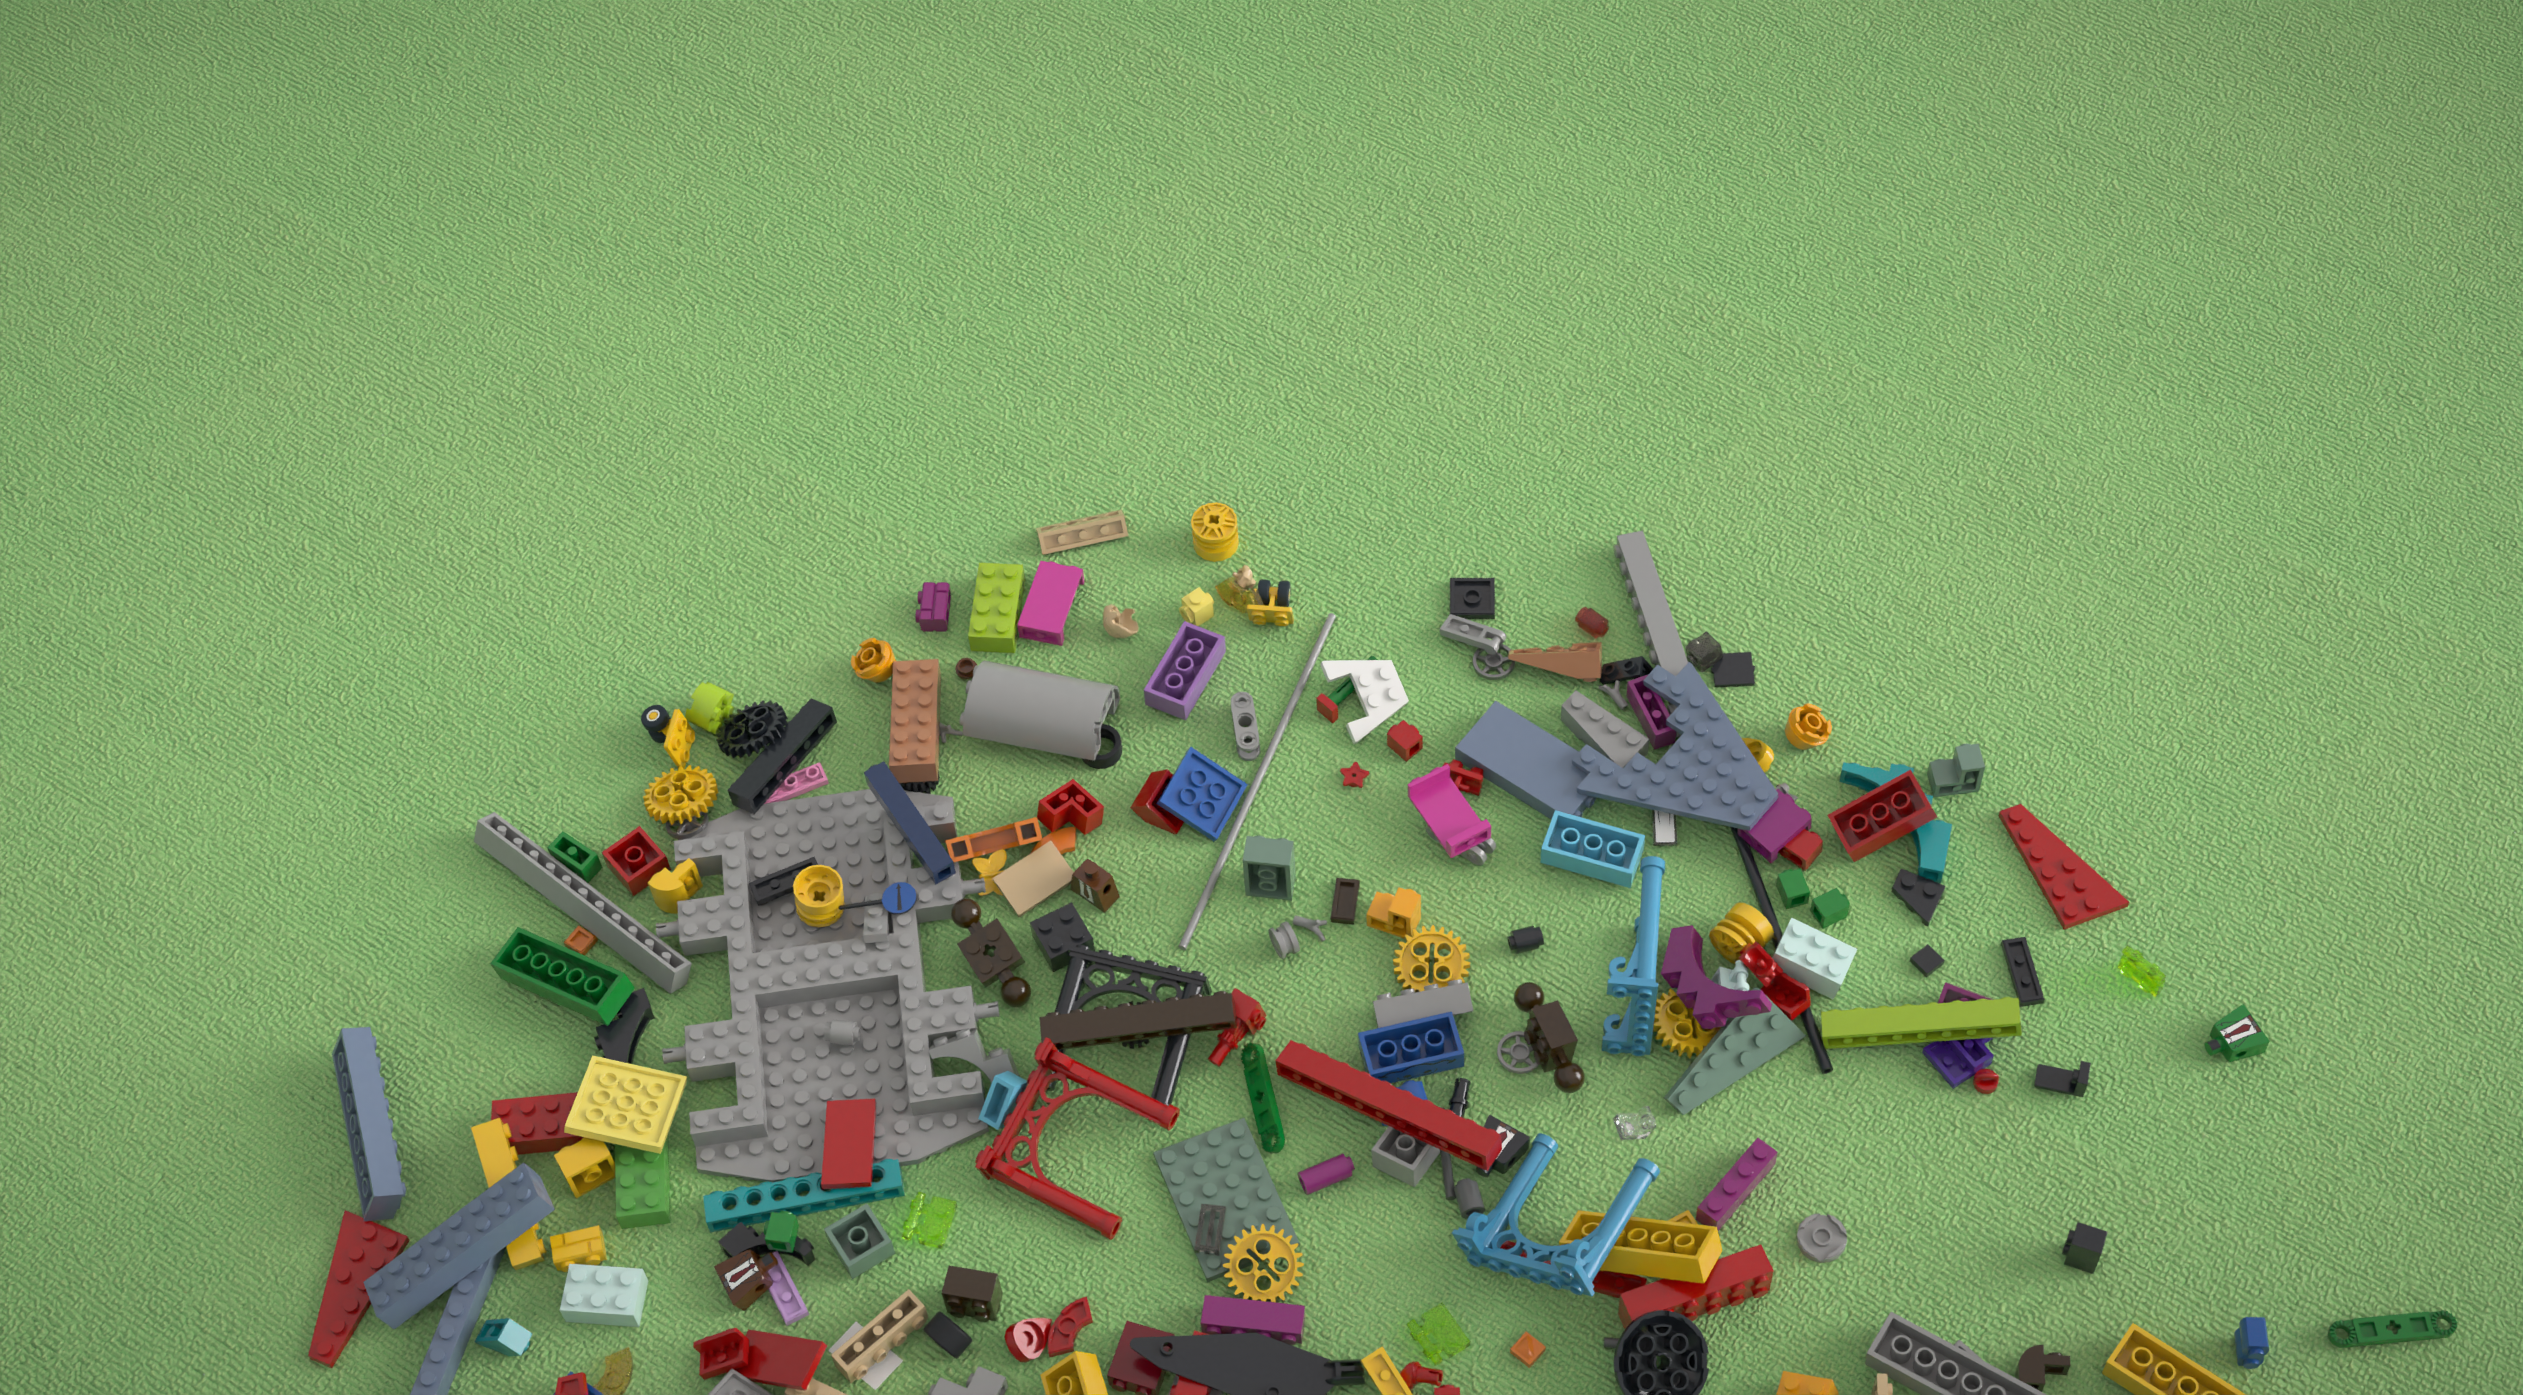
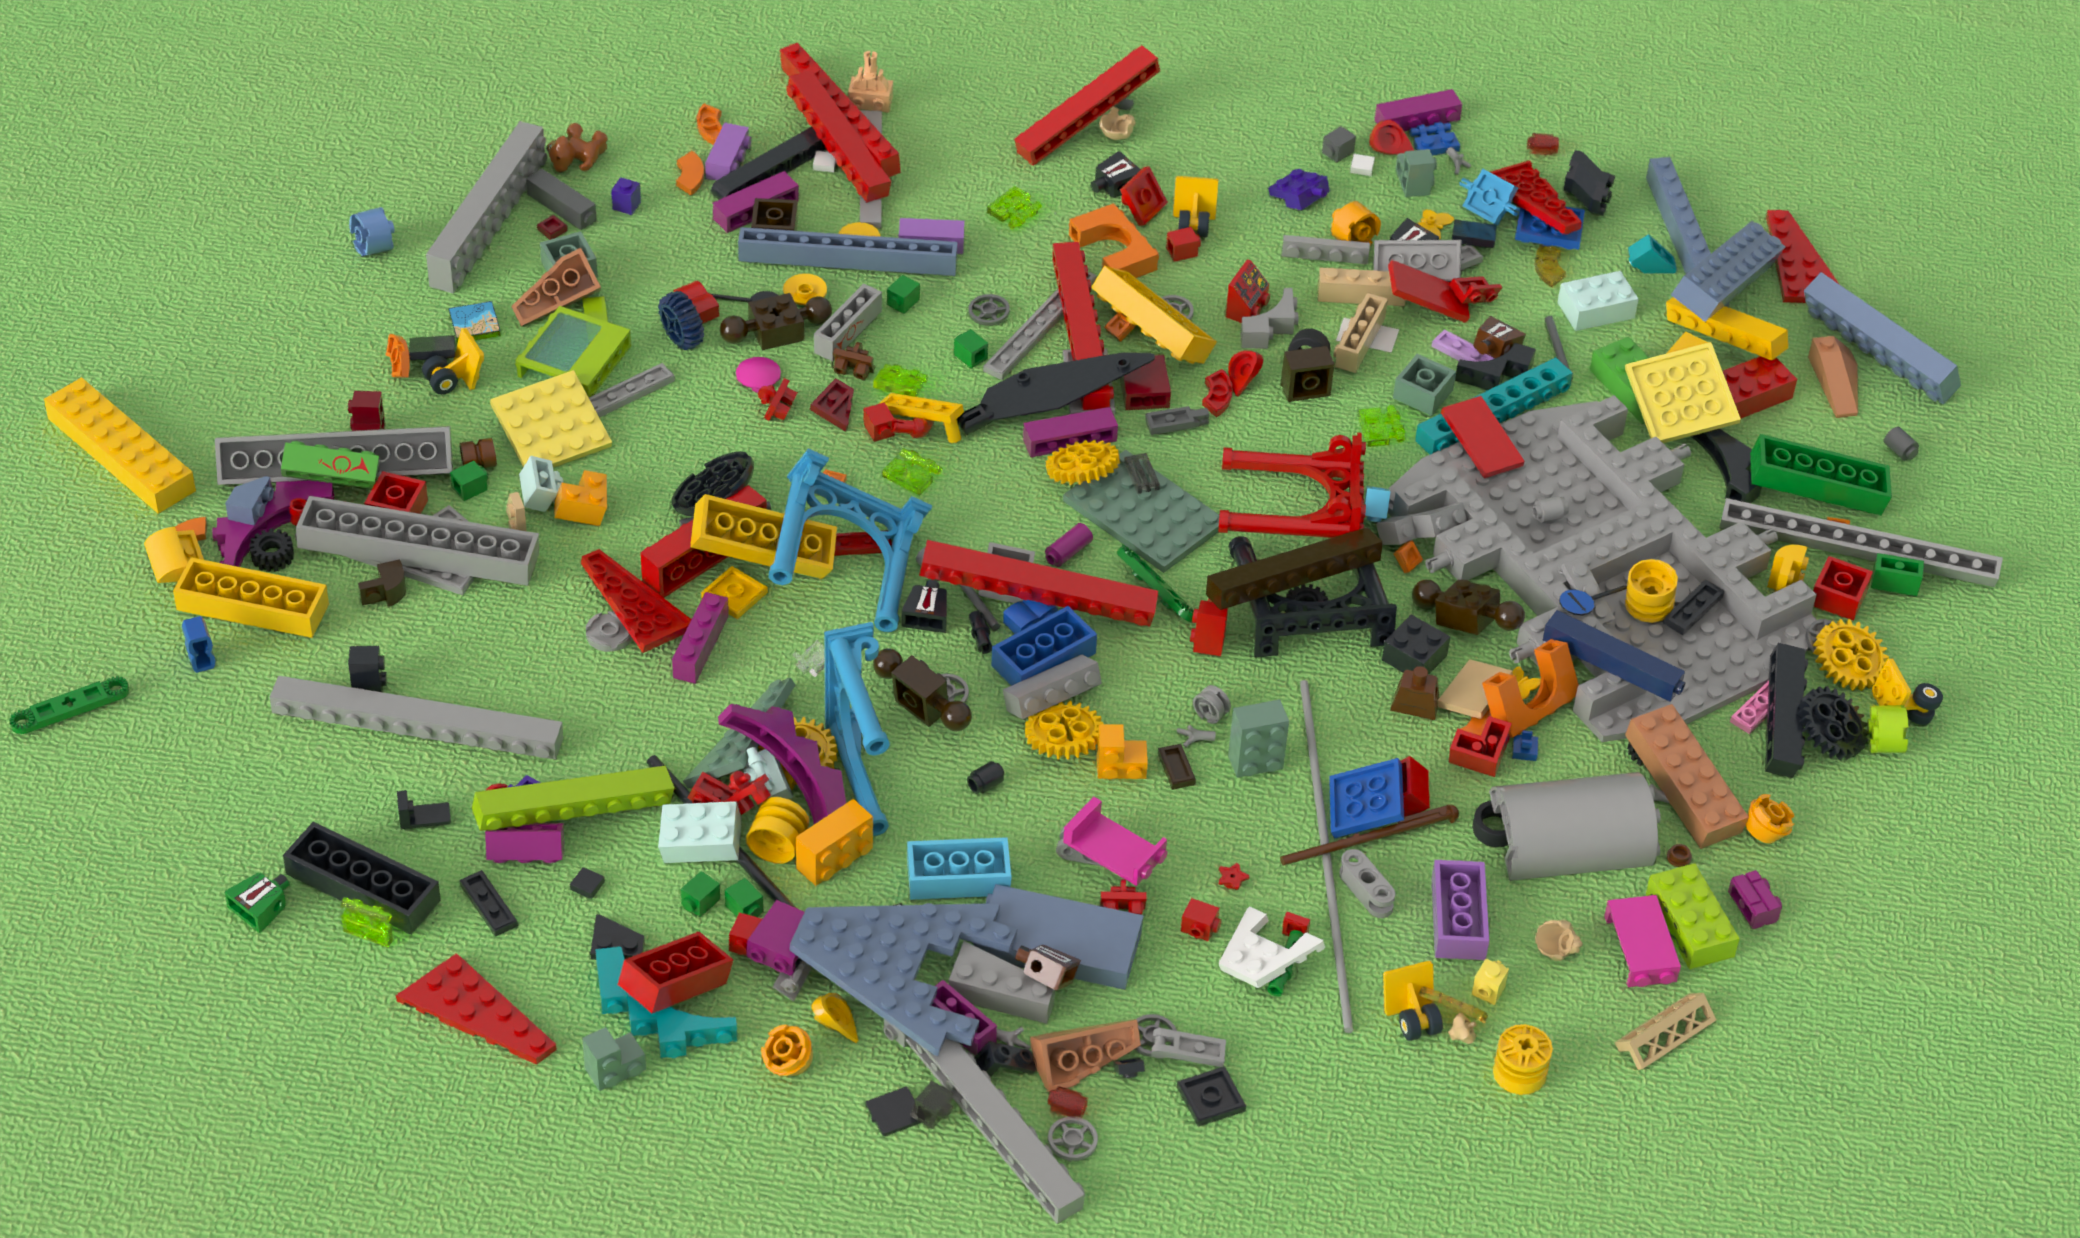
camera: 150 degrees right, 10 degrees down
(436, 1119) = (1836, 373): none -> nougat wedge
(446, 1007) = (1901, 443): none -> dark grey brick
(578, 1247) = (1645, 323): yellow brick -> none
(684, 1257) = (1558, 348): none -> dark grey bar
(781, 1231) = (1487, 357): green brick -> none
(1005, 1042) = (1408, 556): none -> orange tile
(1024, 811) = (1525, 746): none -> blue tile
(1135, 1299) = (1176, 419): none -> dark grey hinge
(1145, 770) = (1410, 822): none -> reddish brown bar
(1528, 635) = (1129, 1067): none -> black plate
(1560, 717) = (1048, 965): none -> torso
(1600, 598) = (1072, 1139): none -> light grey wheel
(1695, 903) = (834, 842): none -> light orange brick
(1783, 1229) = (639, 608): none -> red wing
(2045, 1189) = (417, 717): none -> light grey brick
(2137, 1019) = (355, 871): none -> black brick

